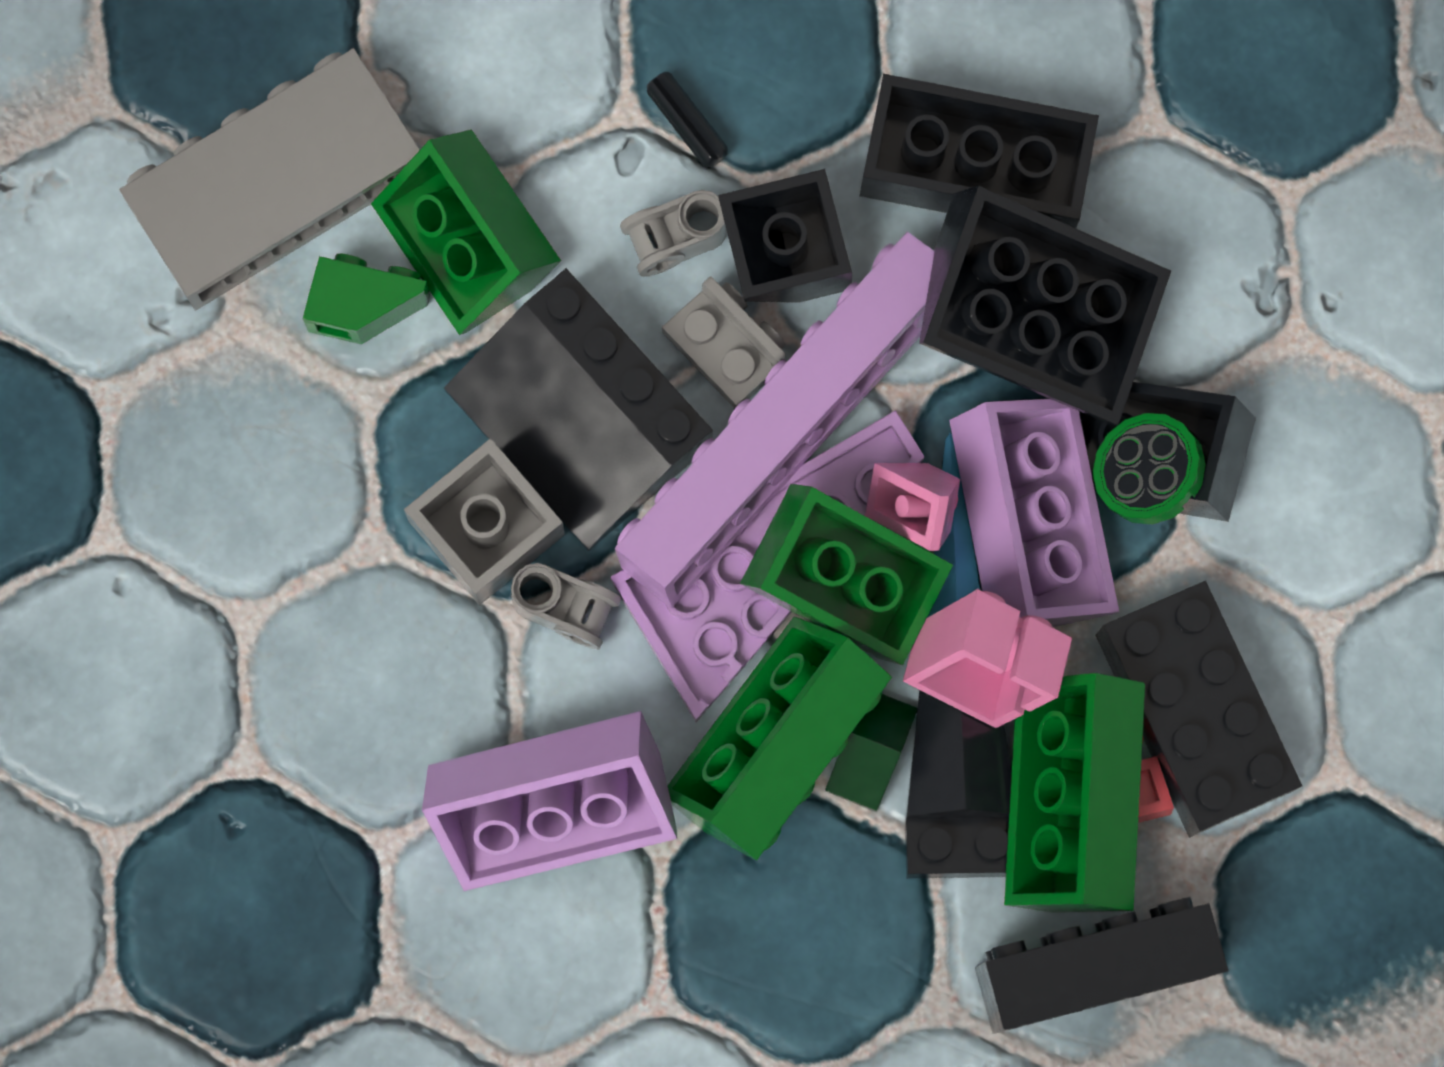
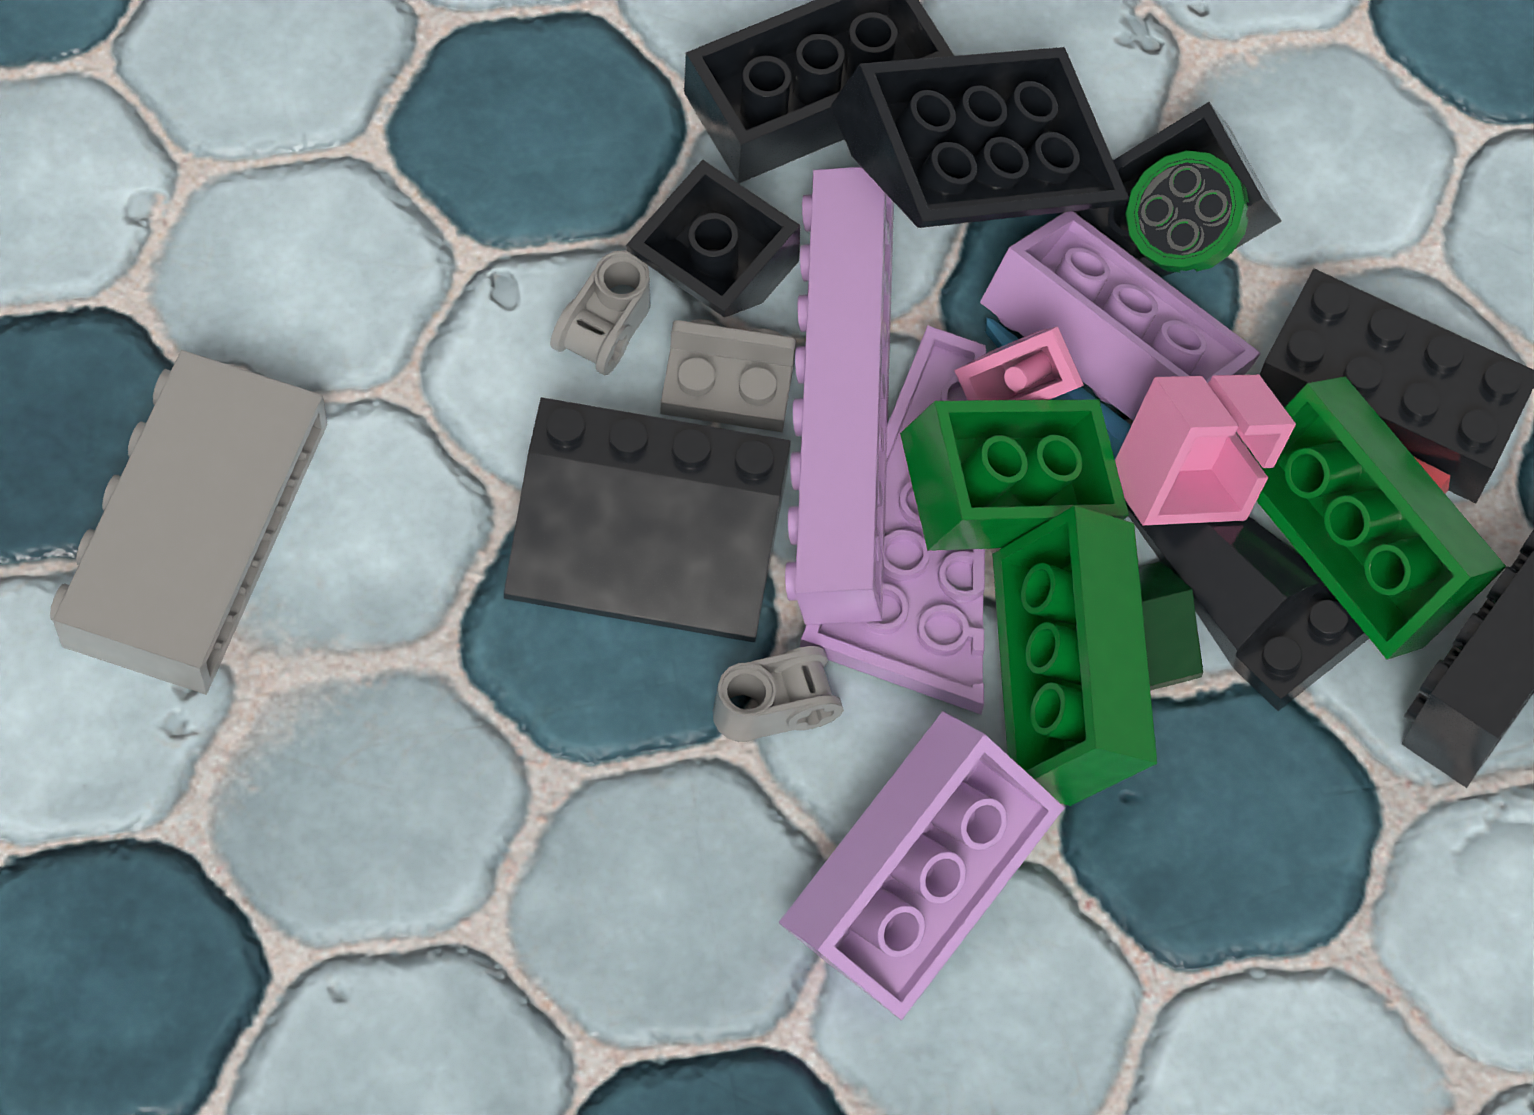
camera: 40 degrees left, 15 degrees down
(360, 301) = (364, 567): green slope -> none
(464, 230) = (411, 443): green slope -> none
(485, 521) = (648, 669): light grey brick -> none
(687, 119) = (533, 221): black axle -> none

